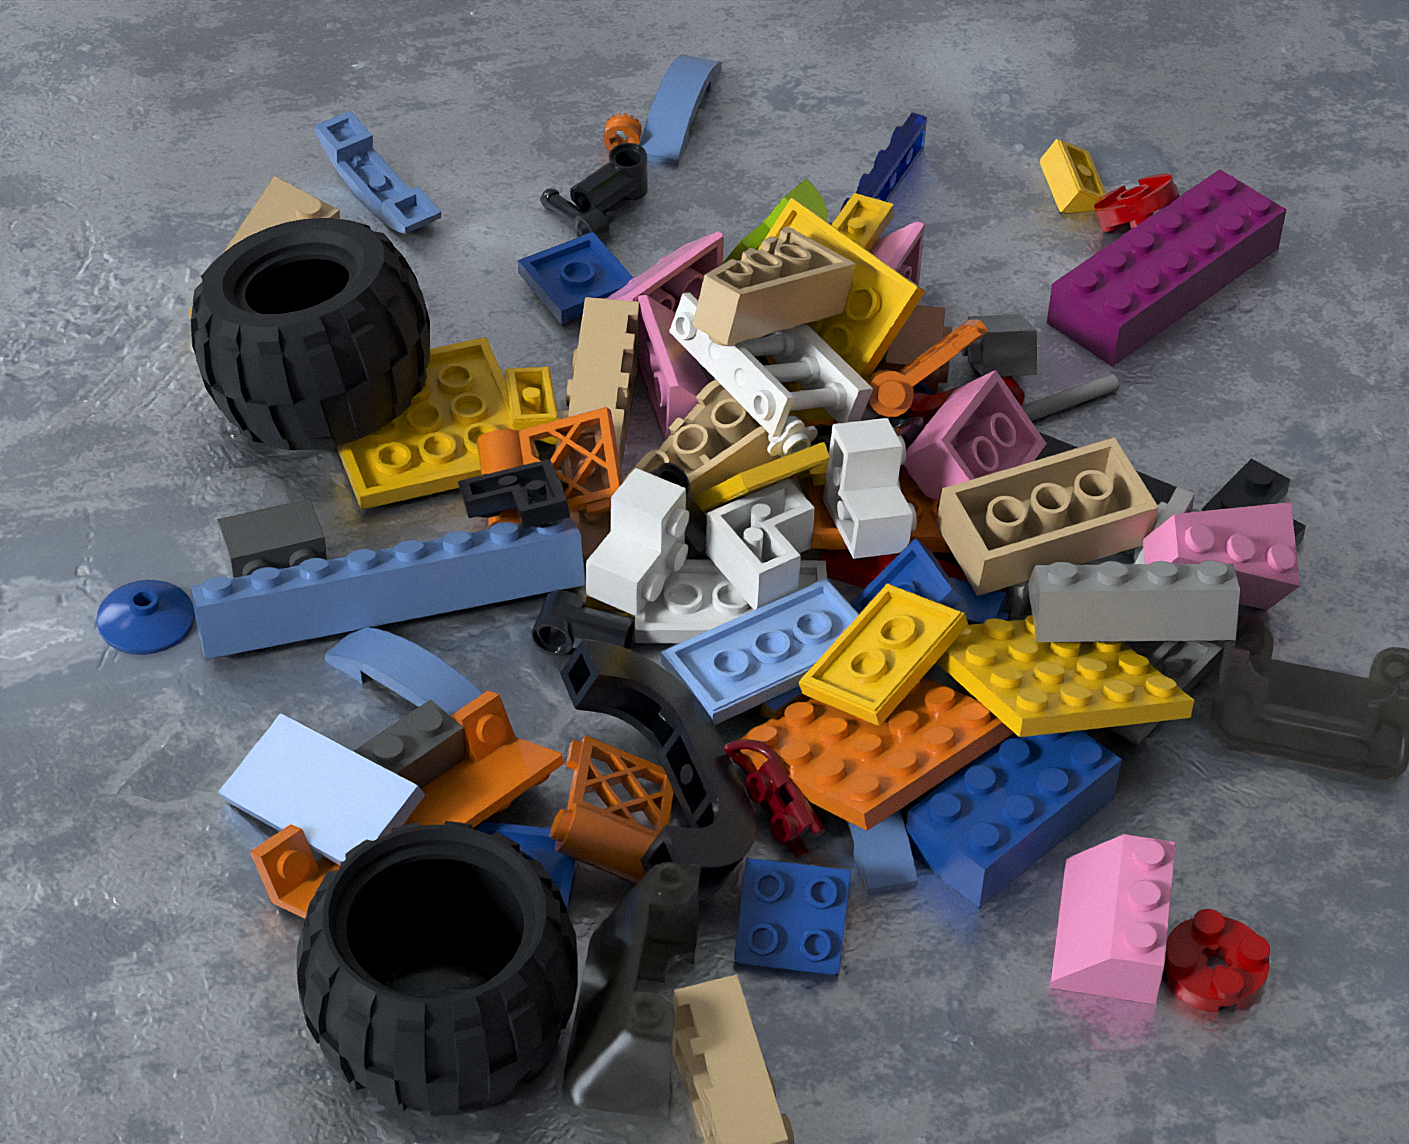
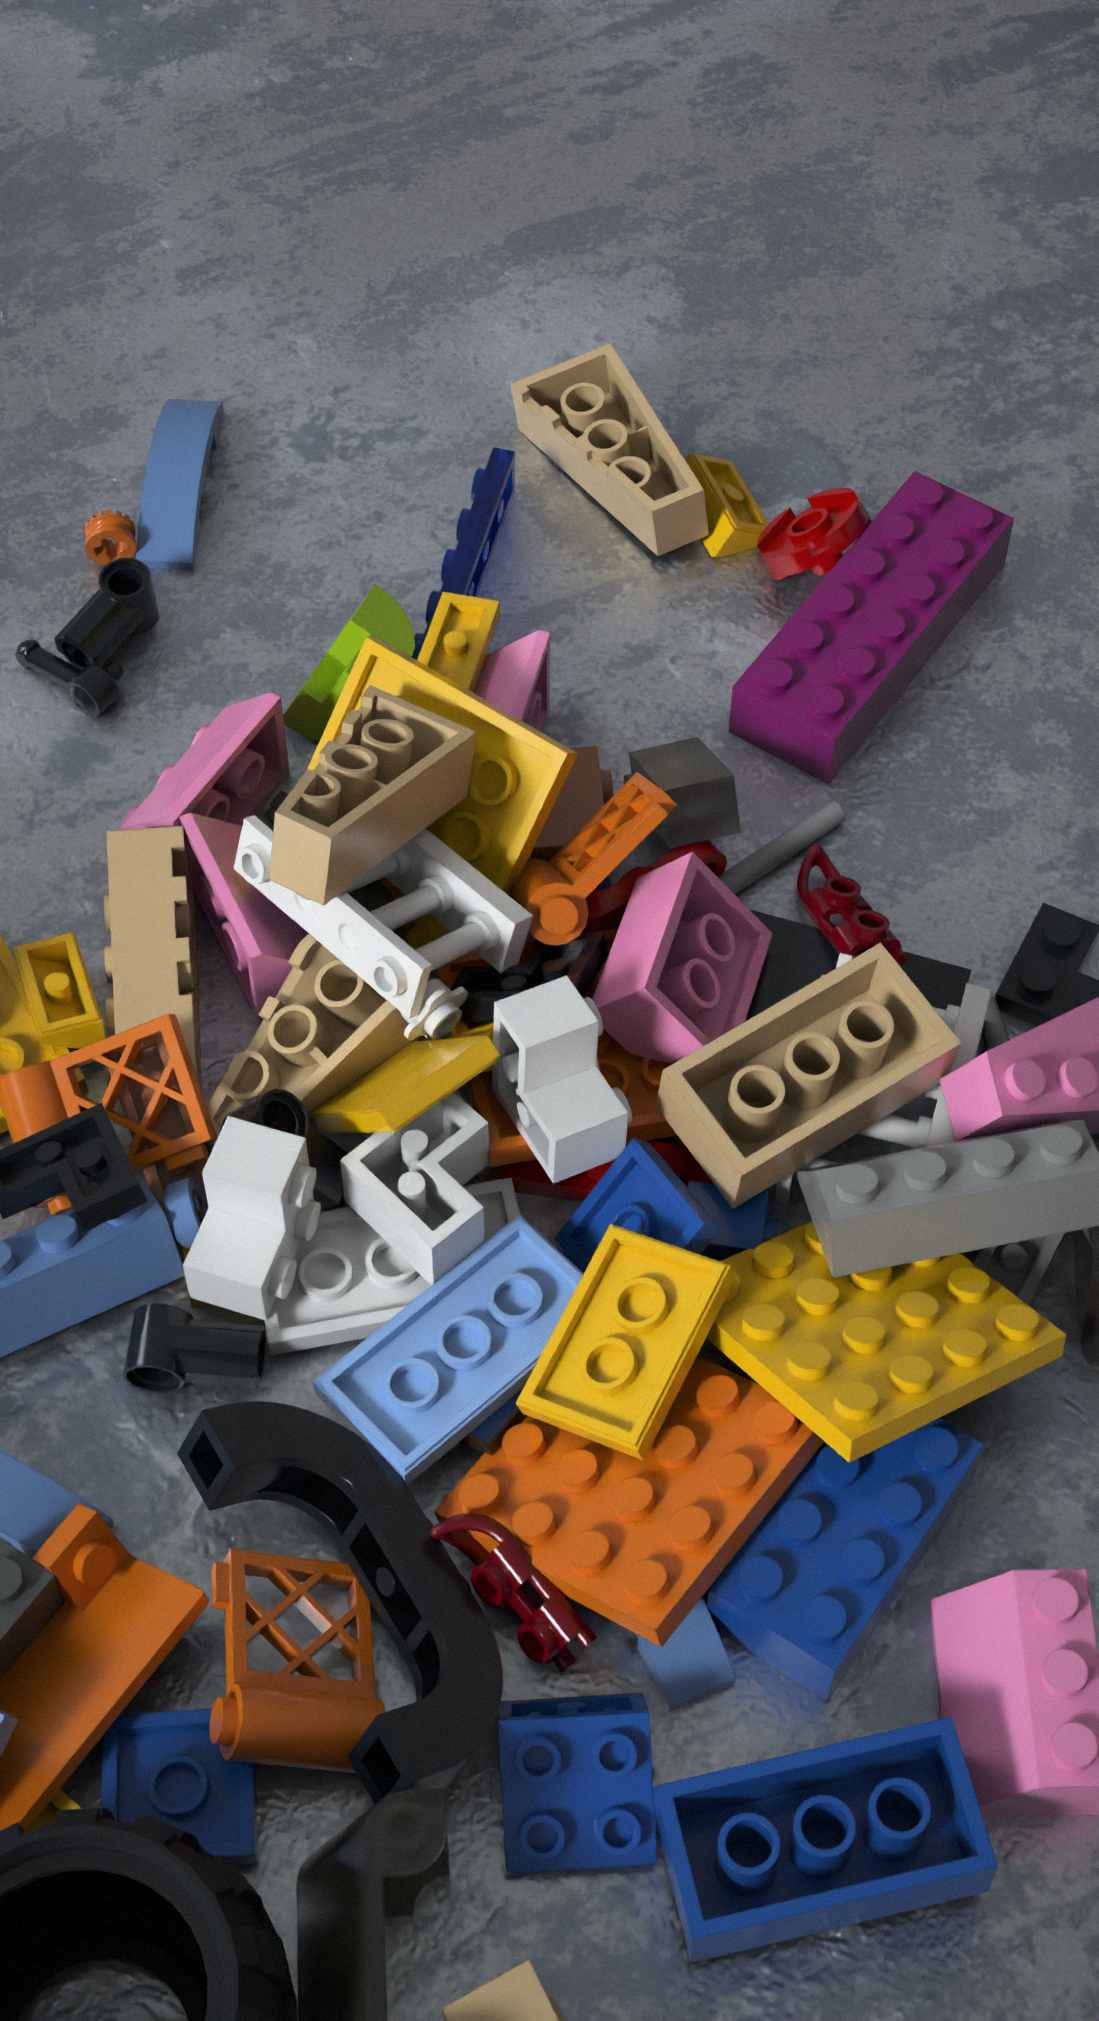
camera: 10 degrees left, 10 degrees up
(572, 272) = (85, 775): blue plate -> none
(592, 534) = (184, 1209): none -> medium blue tile
(954, 967) = (823, 1839): none -> blue brick
(1000, 125) = (614, 446): none -> tan wedge
(1099, 429) = (842, 896): none -> dark red piece

